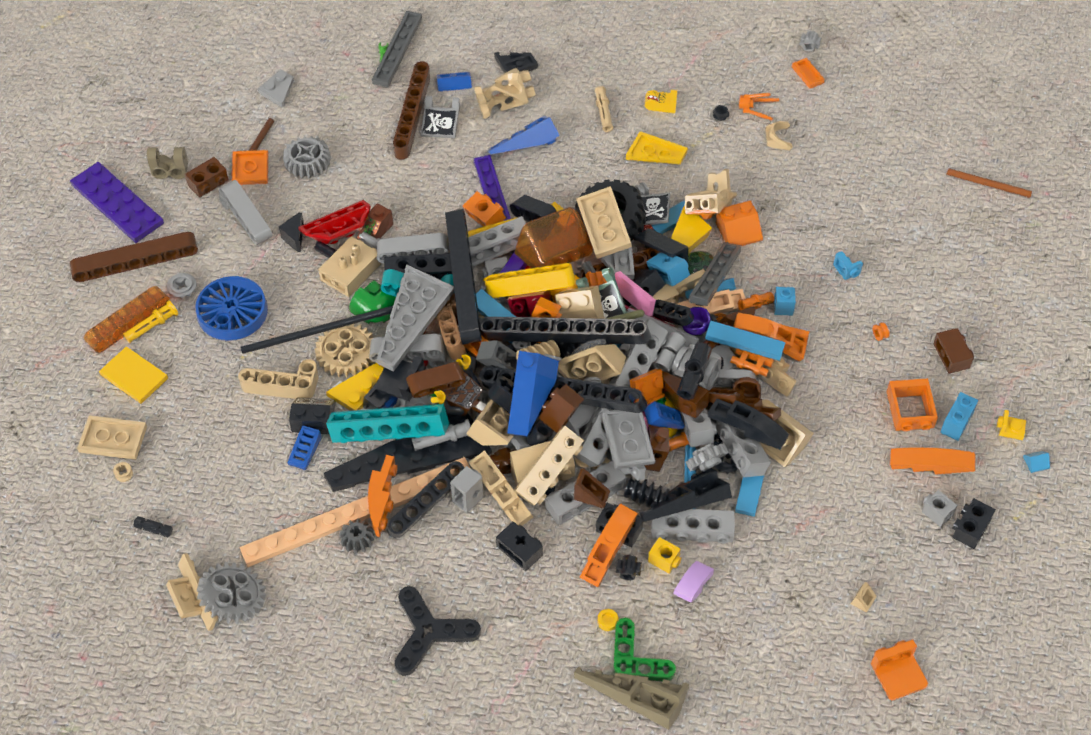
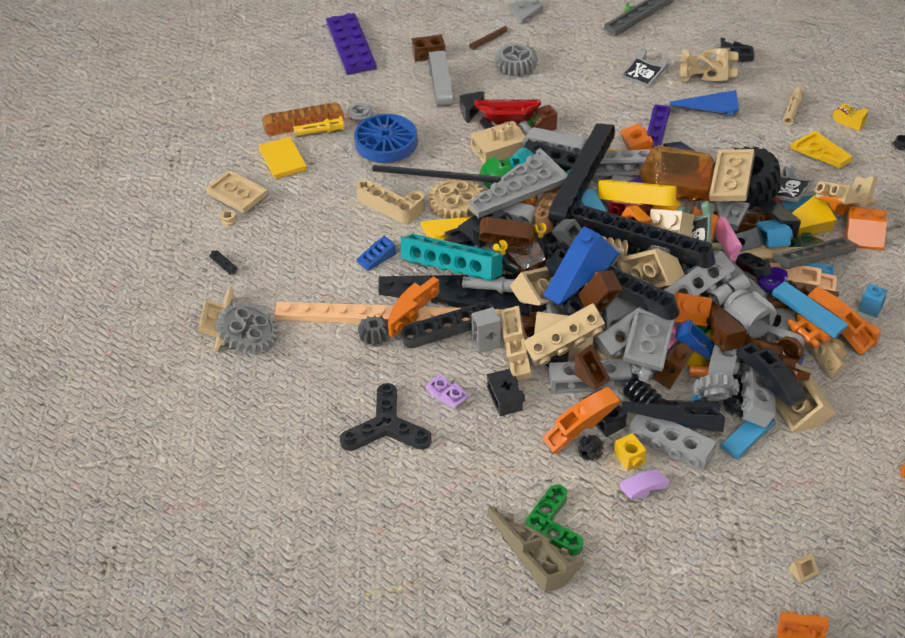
camera: 30 degrees right, 10 degrees down
(133, 256) = (337, 81): reddish brown beam -> none
(162, 166) = (400, 29): dark tan piece -> none
(250, 167) = (467, 53): orange tile -> none
(311, 413) = (395, 229): black slope -> none
(411, 110) = (623, 55): reddish brown beam -> none
(454, 81) = (672, 48): blue slope -> none
(463, 570) = (446, 392): none -> lavender slope
(607, 619) = (545, 481): yellow tile -> none
(694, 371) = (740, 307): black piece -> none
(756, 301) = (852, 292): orange pin -> none

